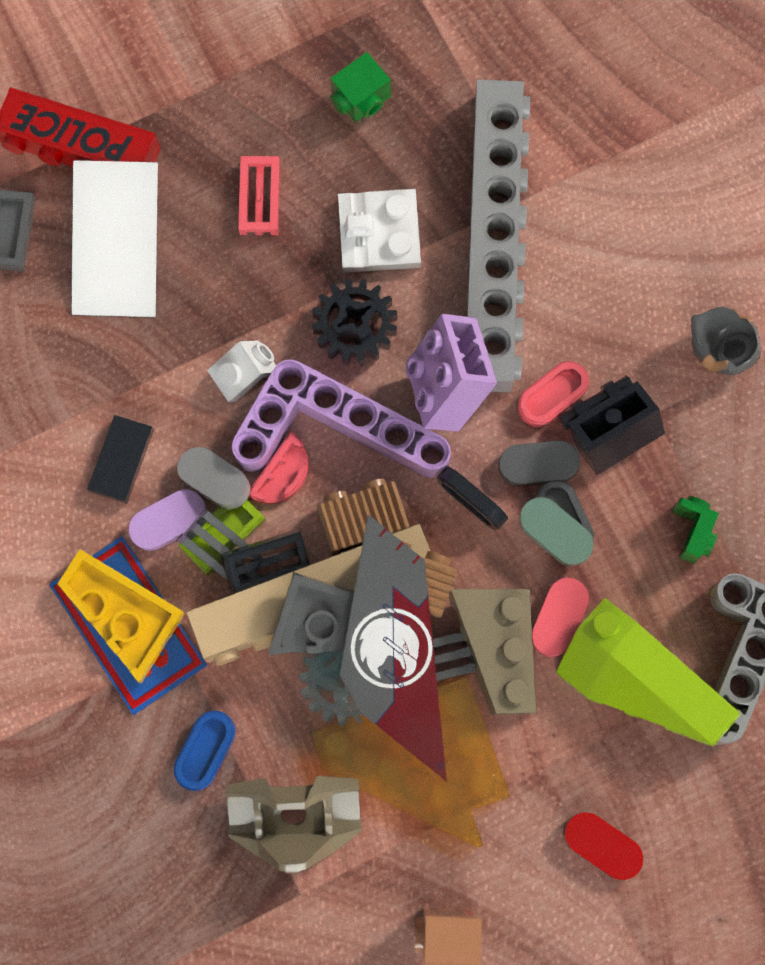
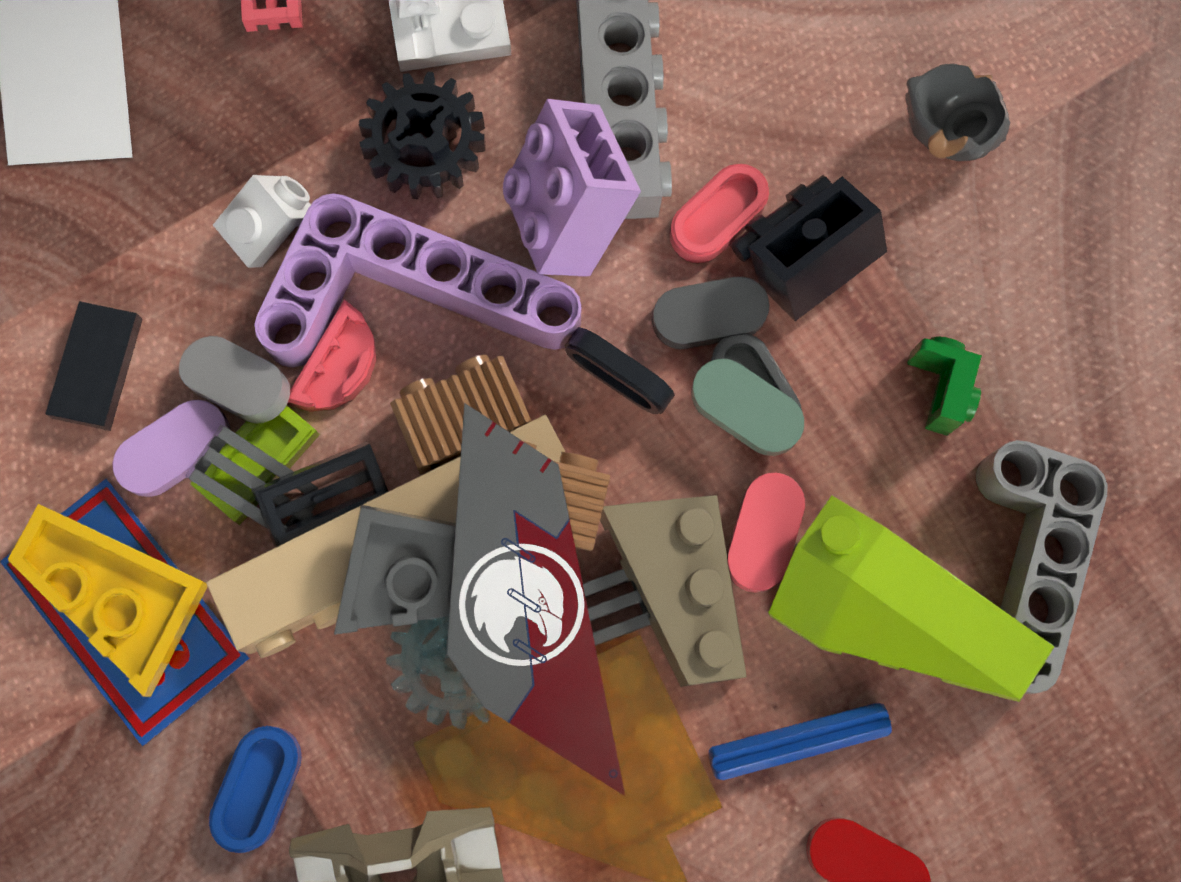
camera: 15 degrees left, 0 degrees up
(567, 759) = (799, 741): none -> blue axle

